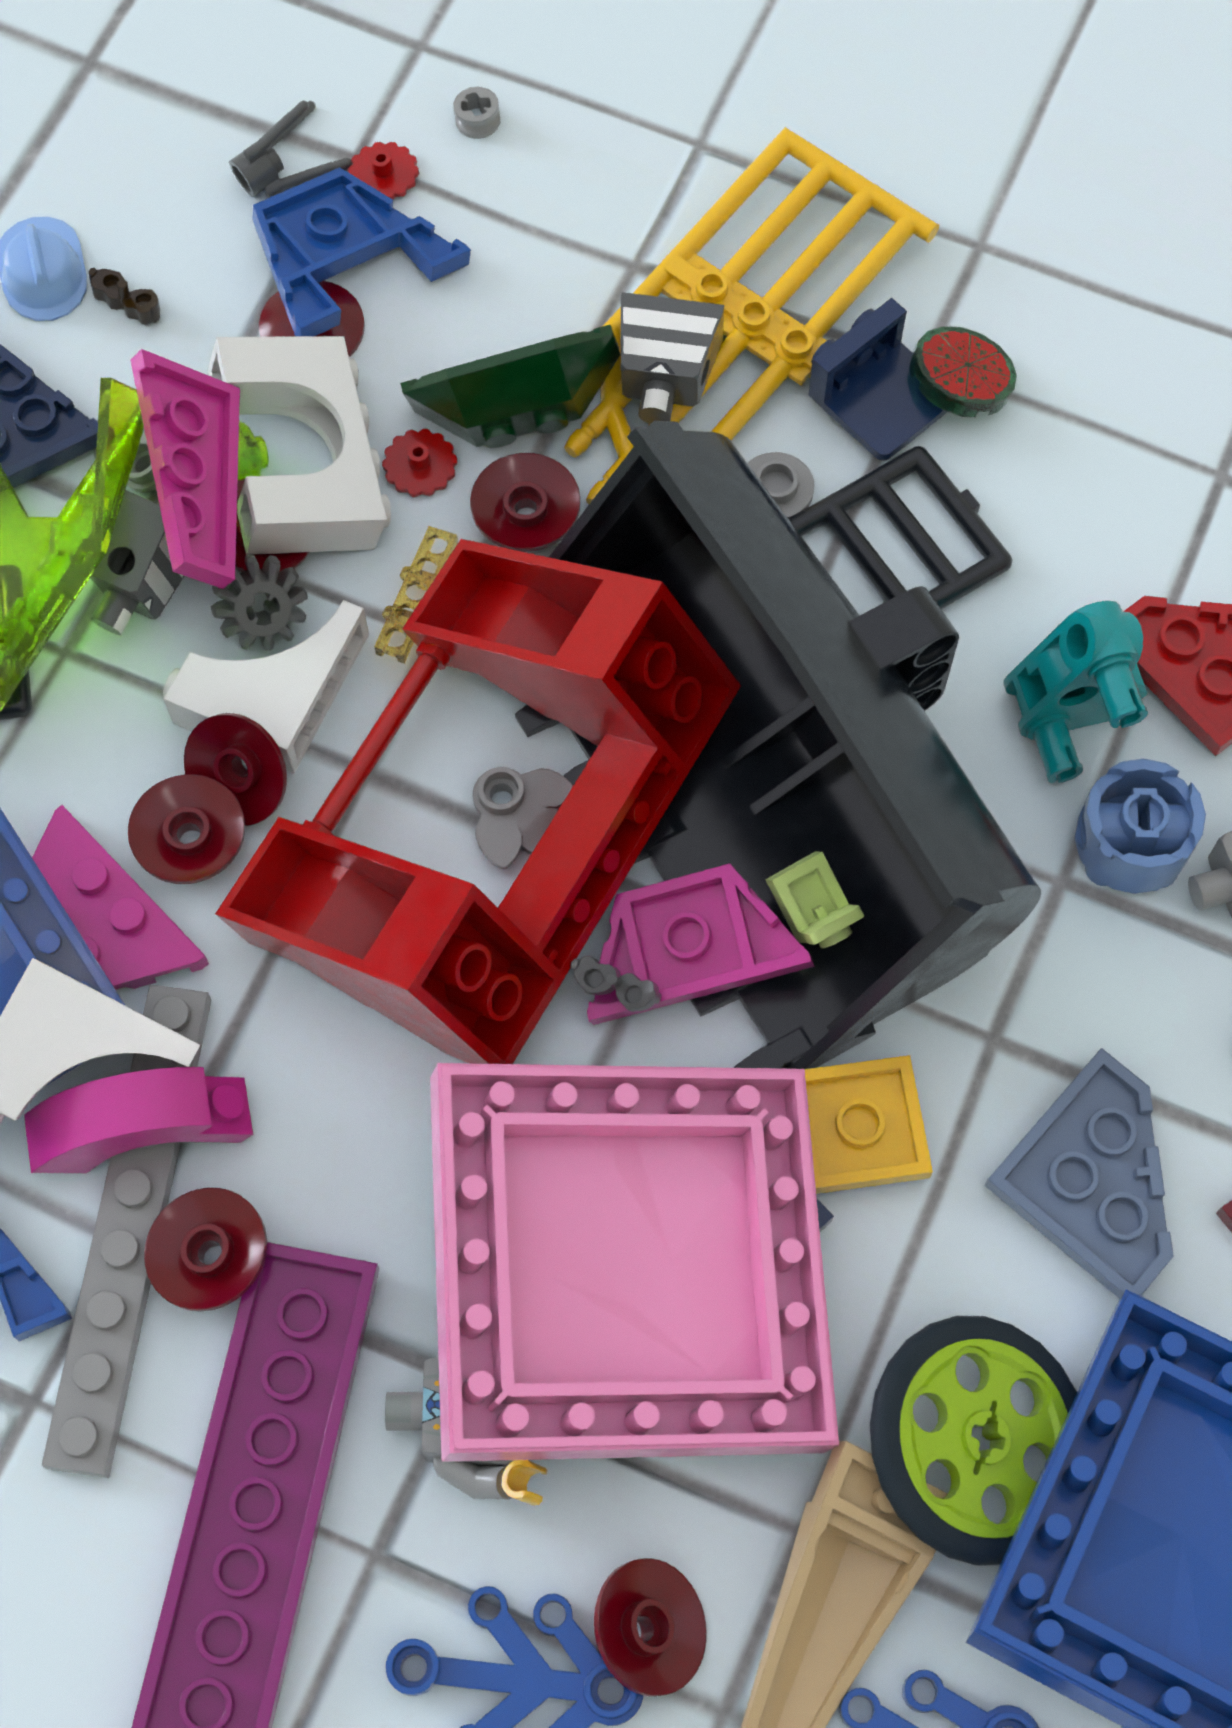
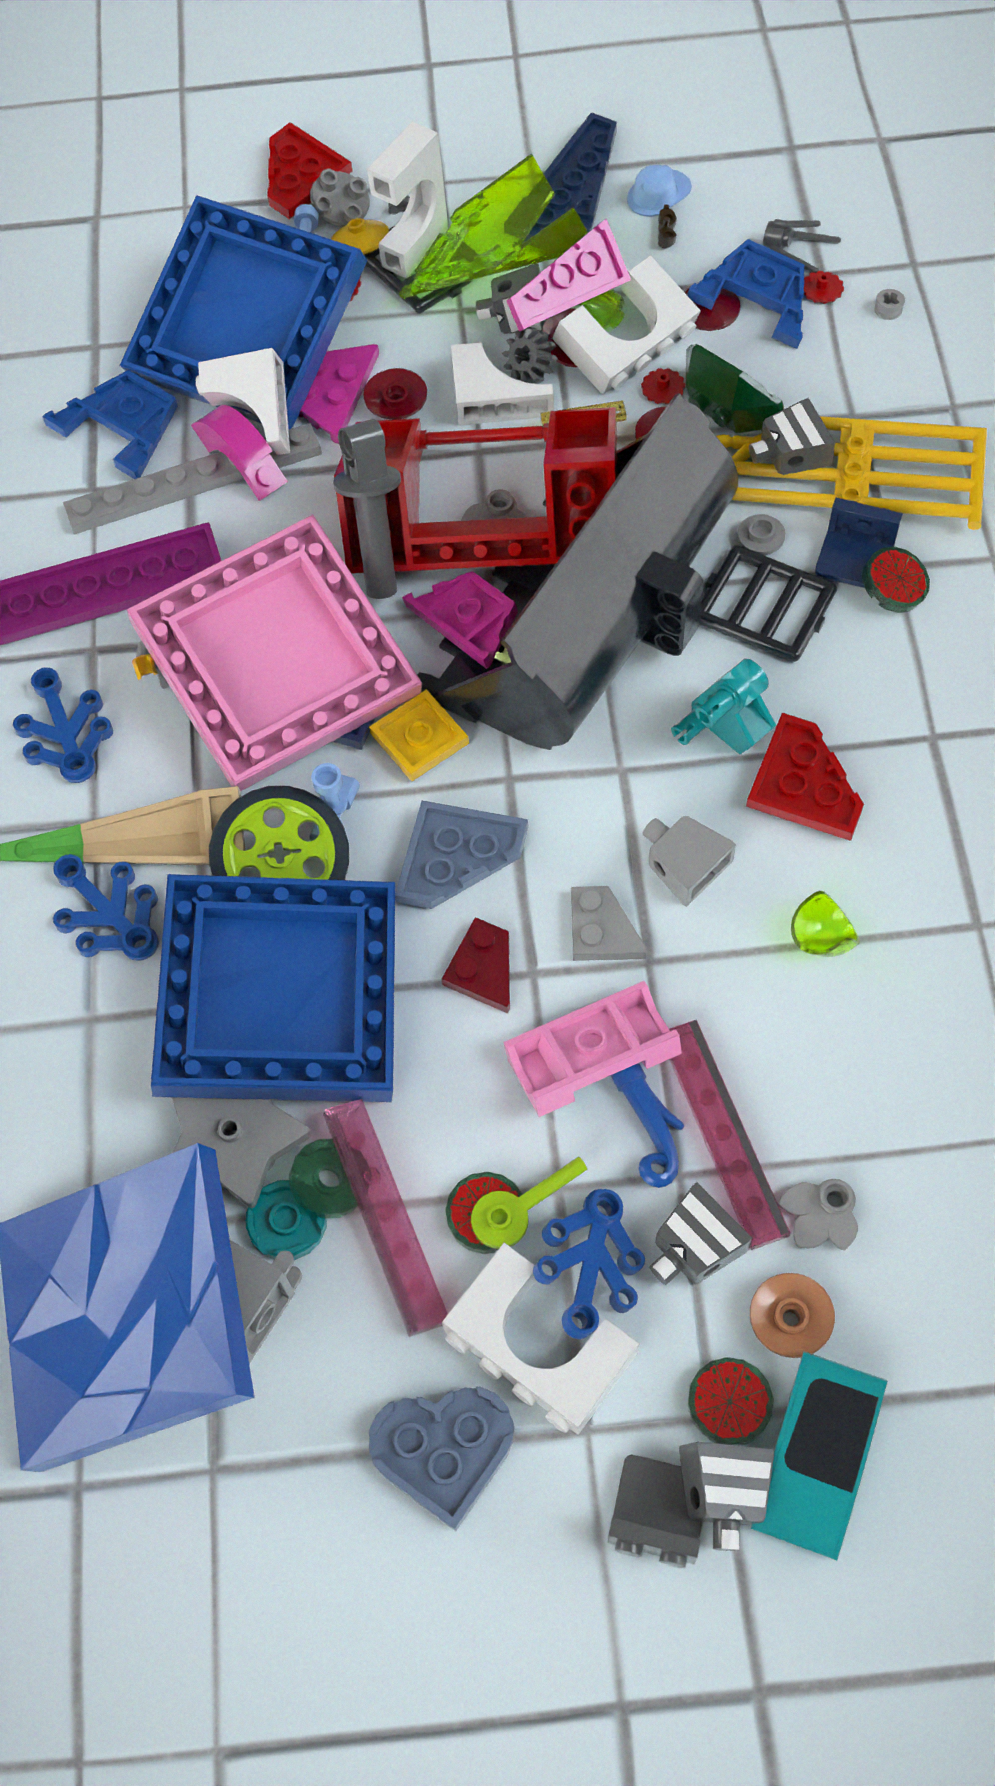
camera: 65 degrees right, 5 degrees down
(185, 1234) = (192, 504): dark red dish -> none
(217, 752) = (440, 392): dark red dish -> none
(476, 947) = (367, 481): none -> dark grey piece
(605, 978) = (423, 585): dark grey piece -> none
(669, 1622) = (130, 757): dark red dish -> none
(922, 1300) = (335, 790): none -> light blue bar
(1139, 826) = (667, 778): medium blue brick -> none

